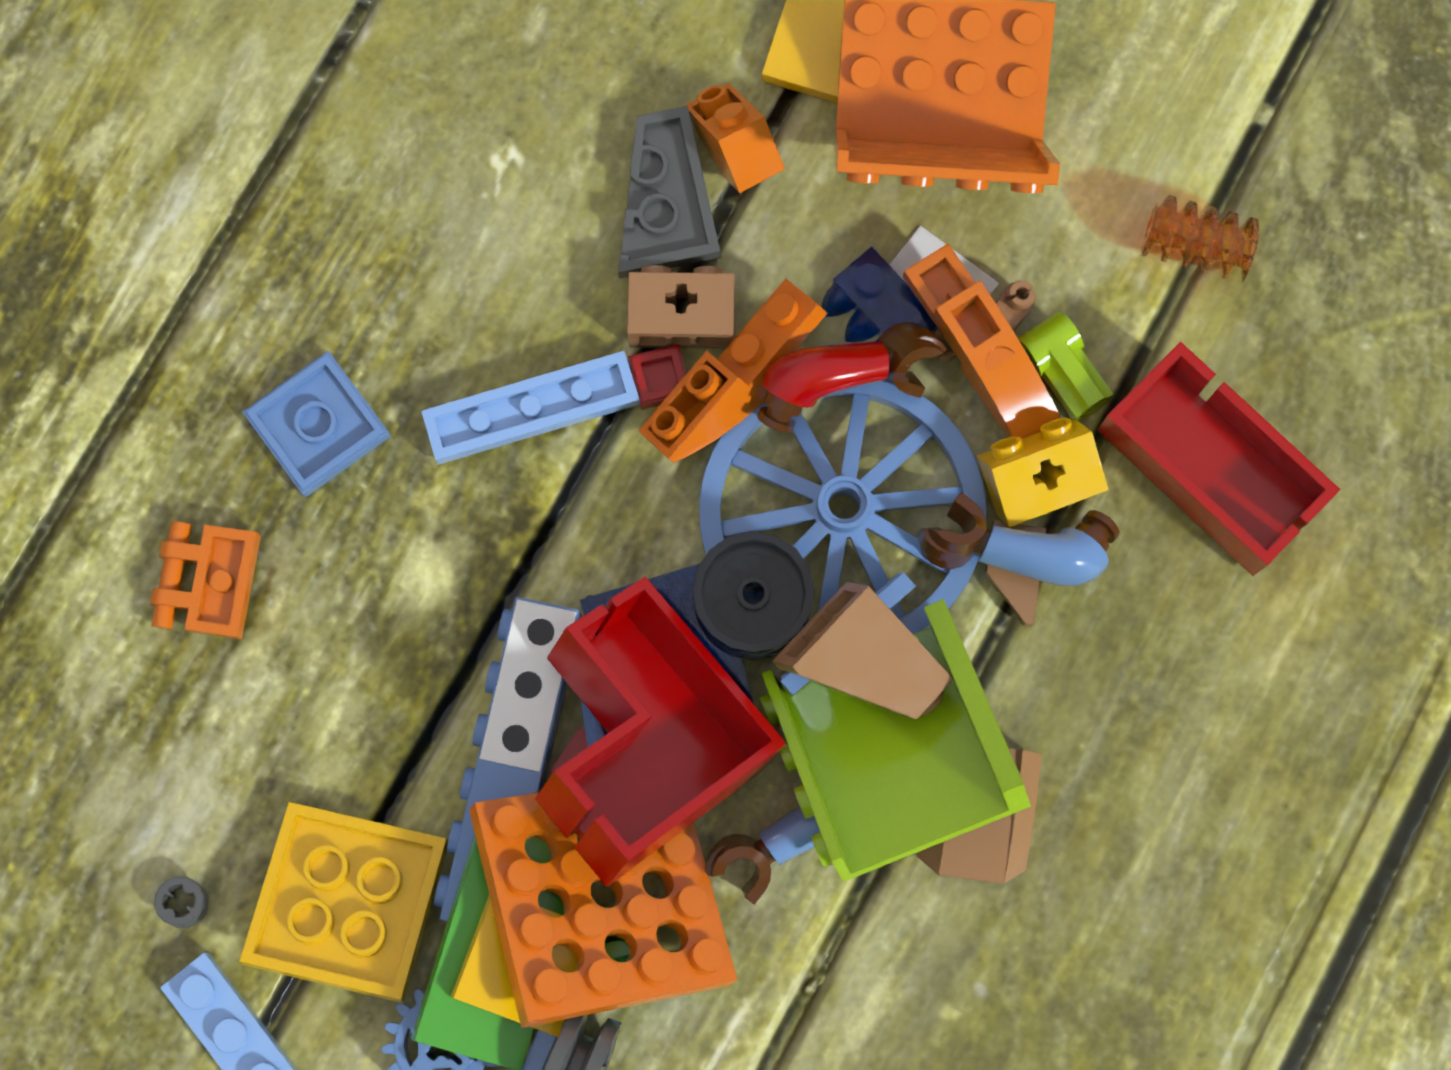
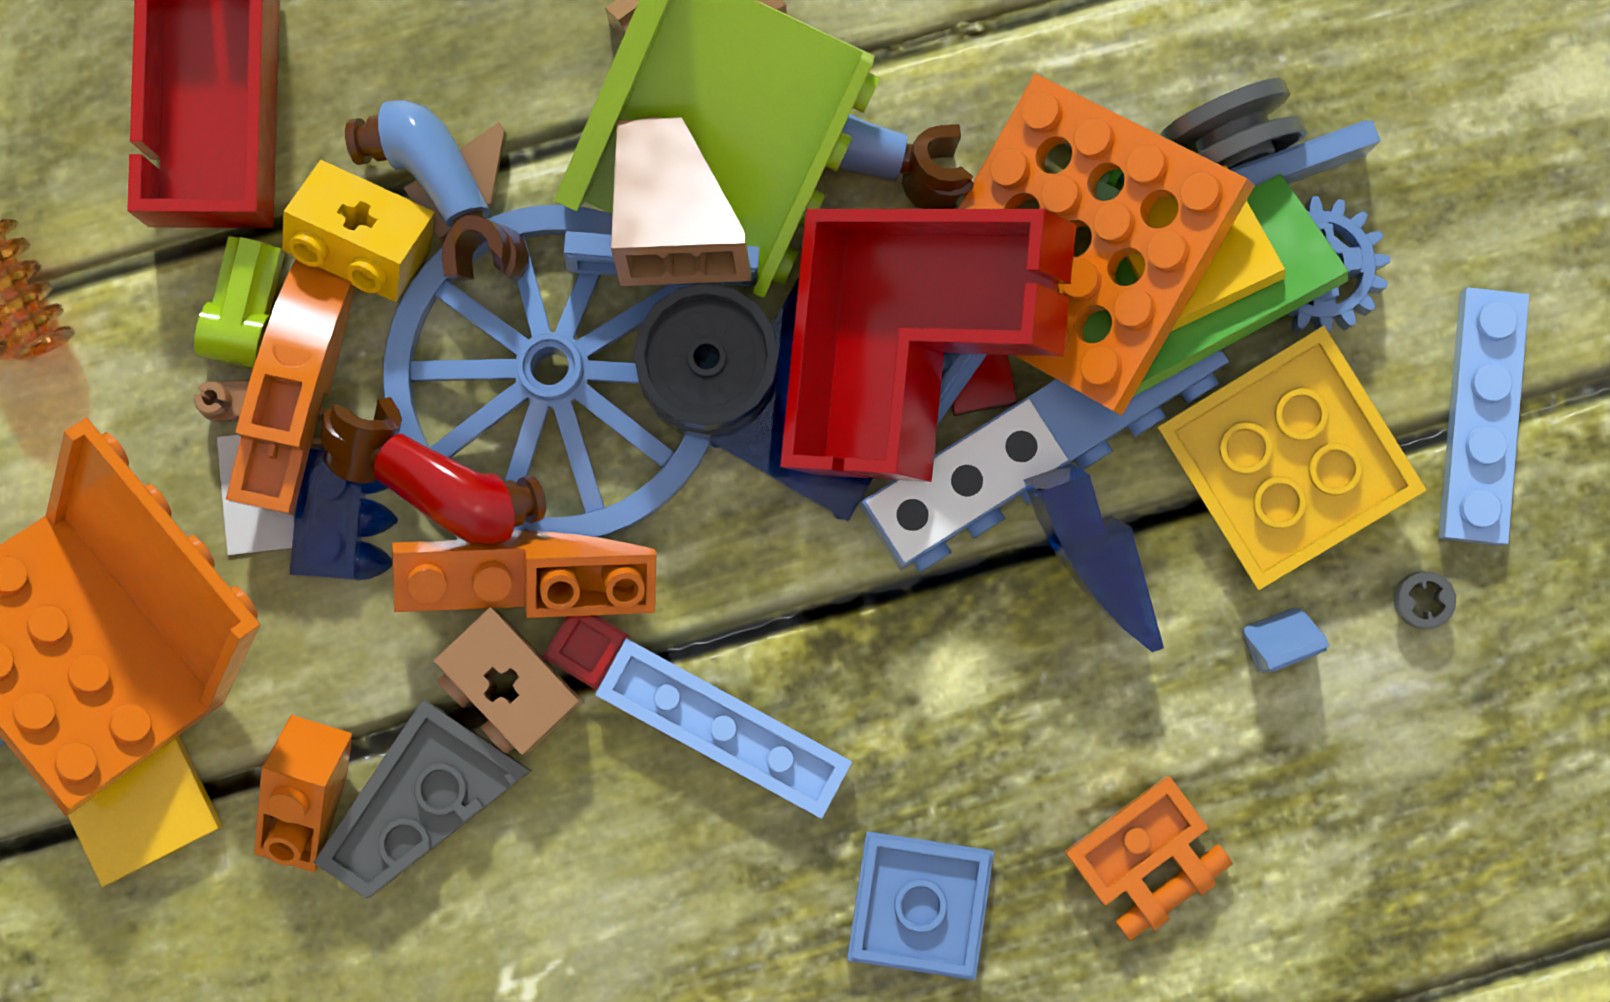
camera: 135 degrees left, 5 degrees up
(244, 789) = (1283, 640): none -> medium blue slope
(408, 718) = (1095, 550): none -> clear blue slope

